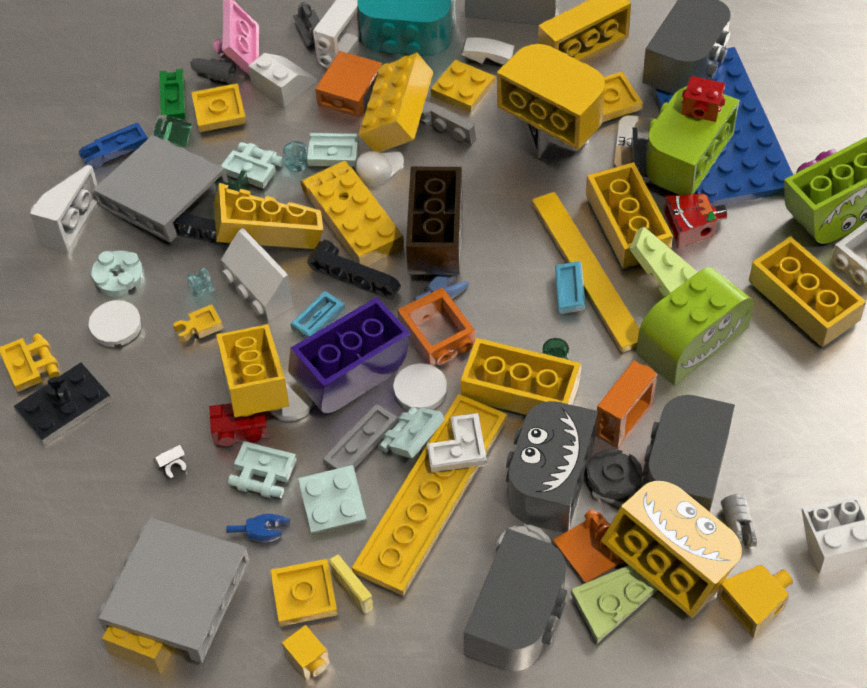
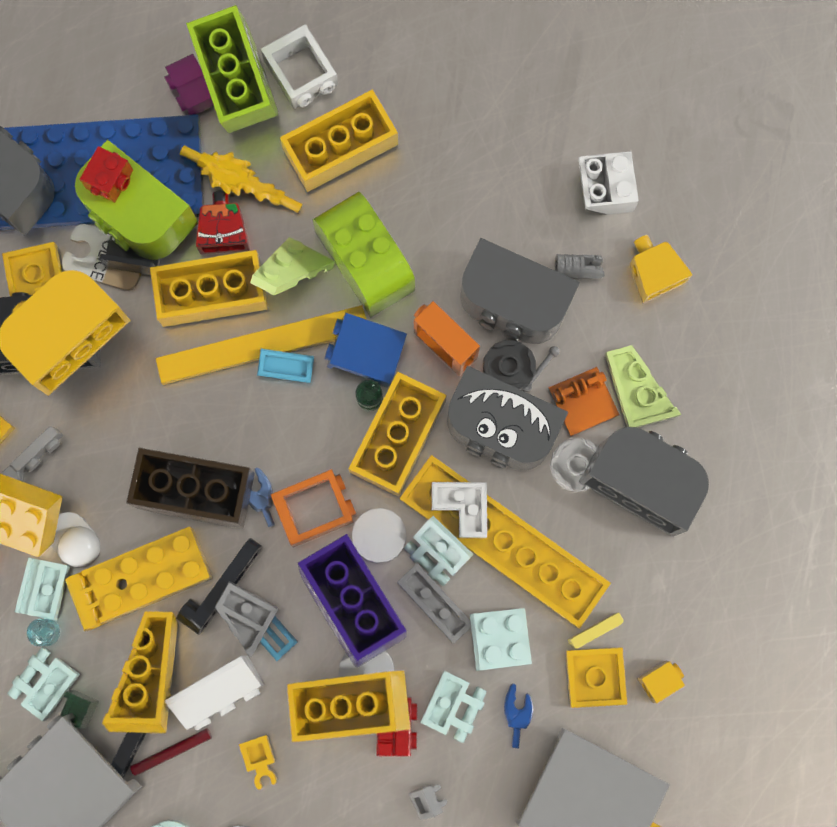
camera: 85 degrees left, 25 degrees up
(200, 283) = (205, 756): clear light blue wheel -> none
(201, 261) = (170, 752): none -> dark red bar
(328, 287) = (245, 615): none -> light grey wing
(600, 342) = (365, 349): none -> blue panel
(674, 544) = (614, 325): yellow brick -> none
(747, 216) = (234, 175): none -> yellow piece

